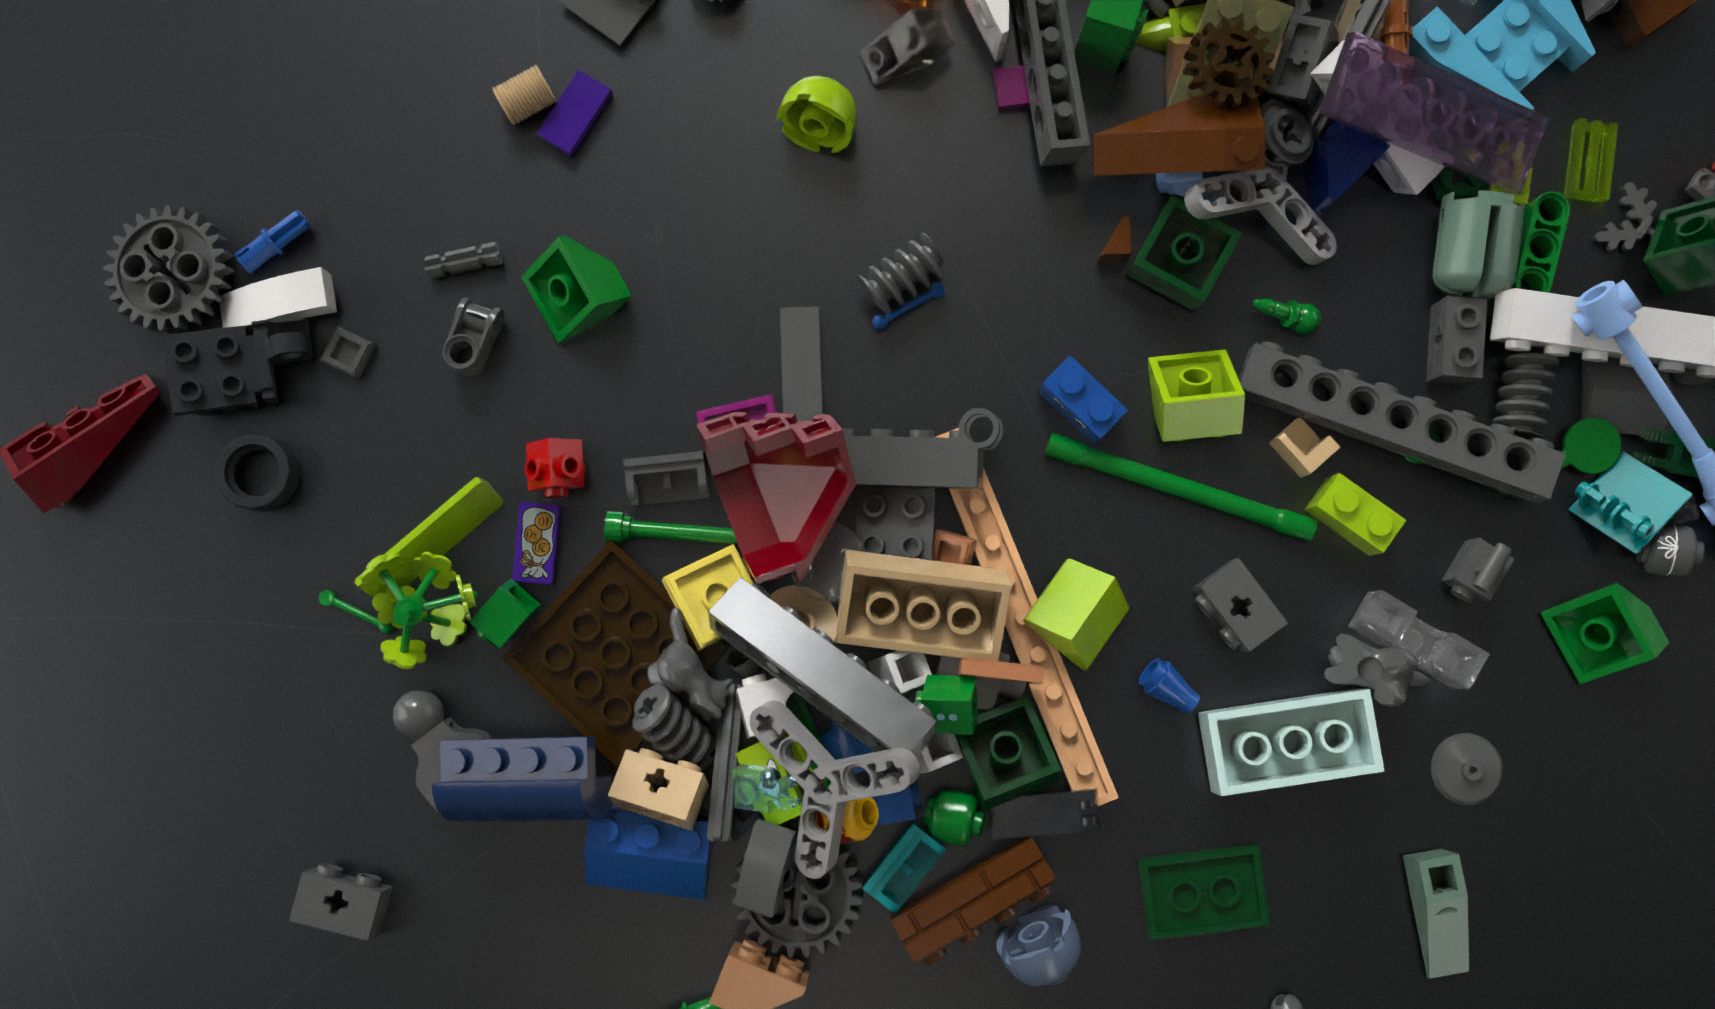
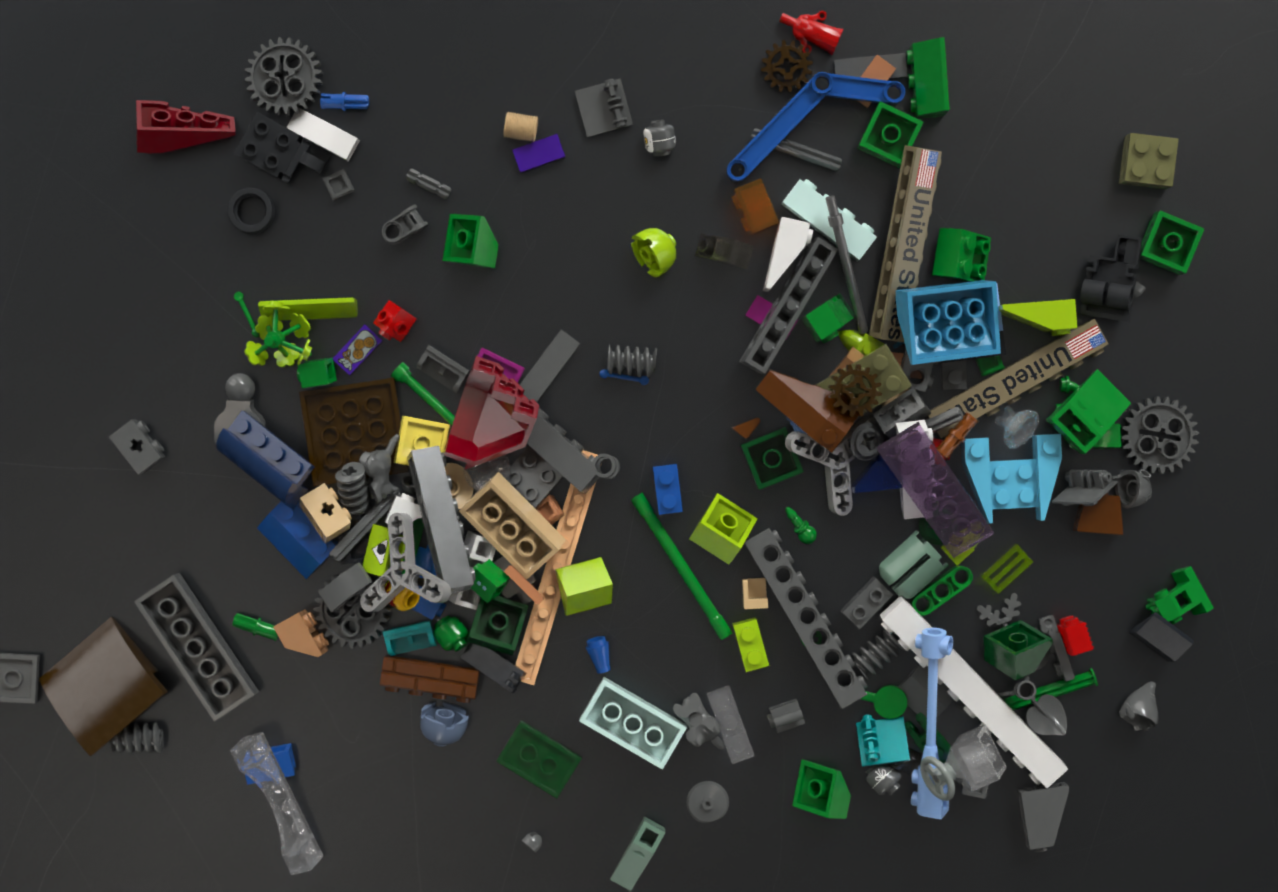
camera: 30 degrees right, 5 degrees up
(758, 790) = (370, 550): clear light blue plate -> none
(1259, 613) = (667, 655): dark grey brick -> none

